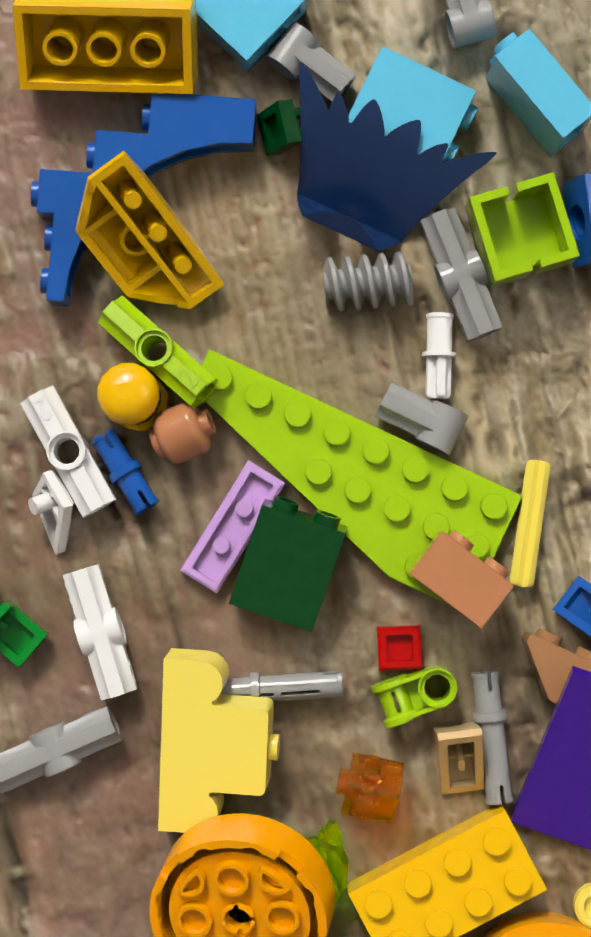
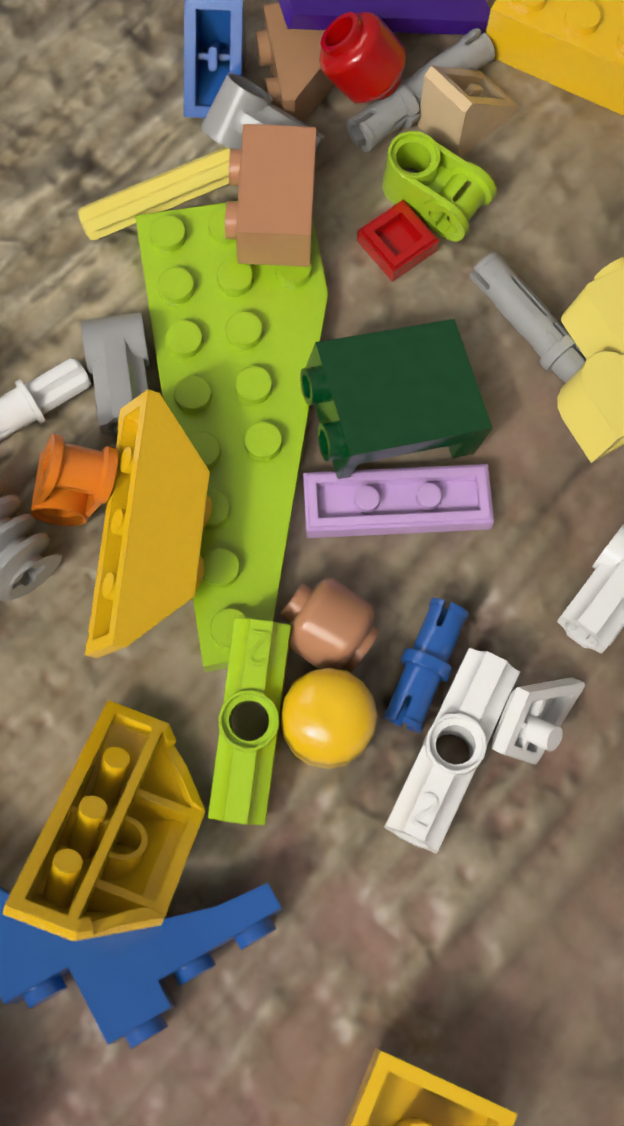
camera: 130 degrees left, 15 degrees down
(297, 361) = (149, 528): none -> yellow wedge
(363, 345) = (72, 482): none -> orange piece
(370, 787) = (571, 160): clear orange brick -> none
(523, 701) = (362, 57): none -> red head
(538, 607) = (242, 103): none -> light grey piece

